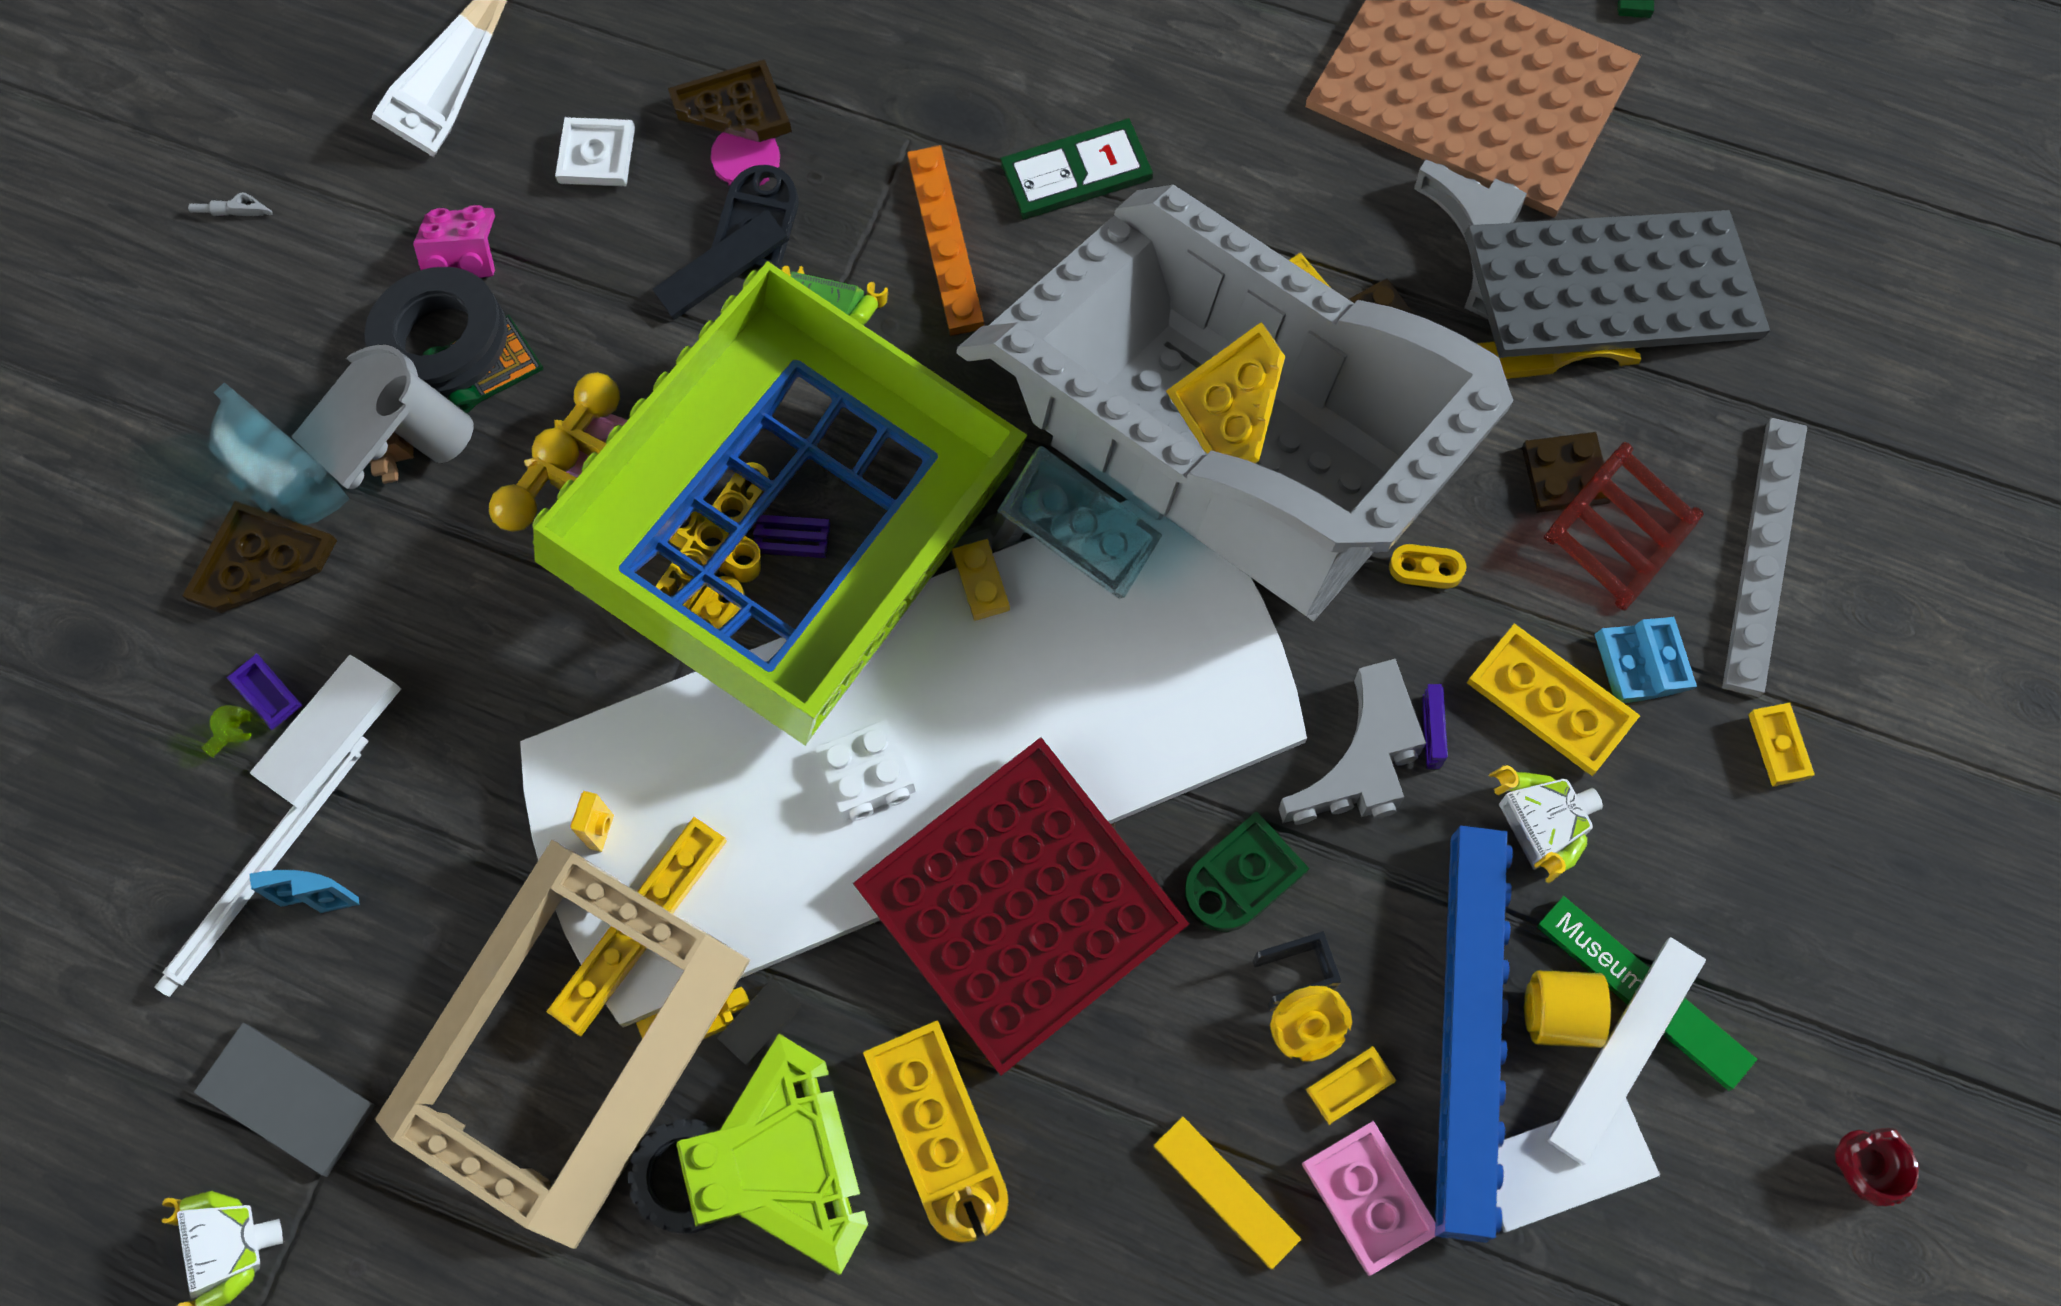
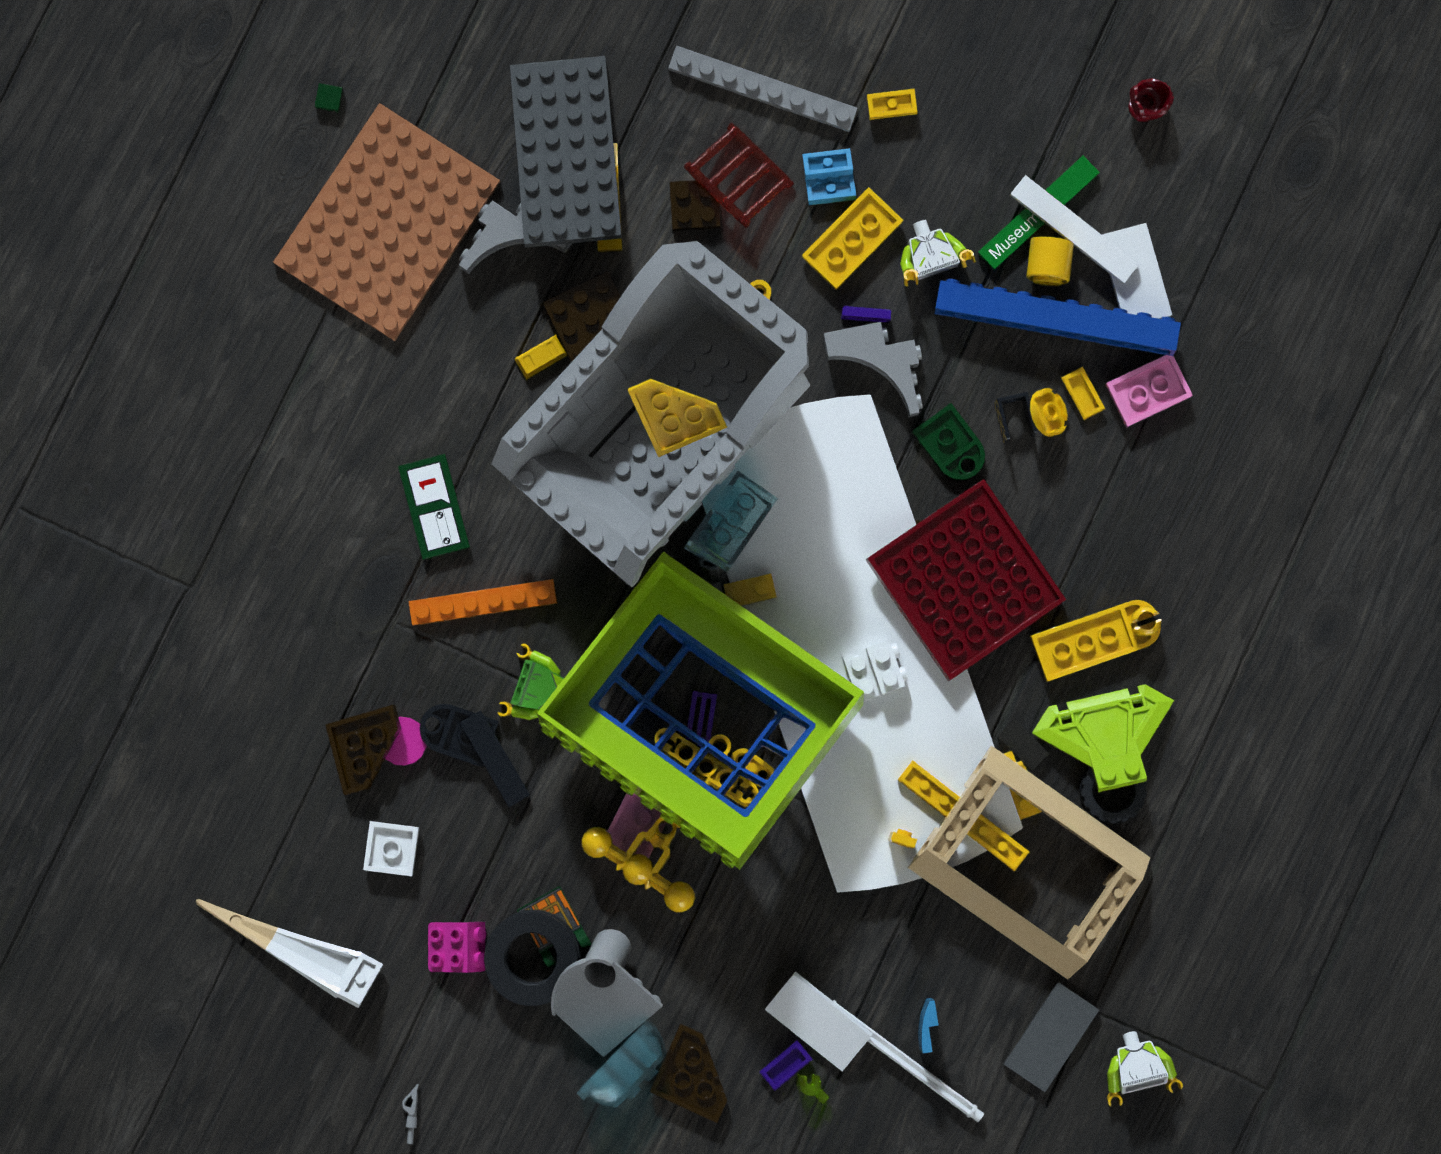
camera: 90 degrees left, 15 degrees up
(1227, 1193) = (1140, 472): yellow tile -> none

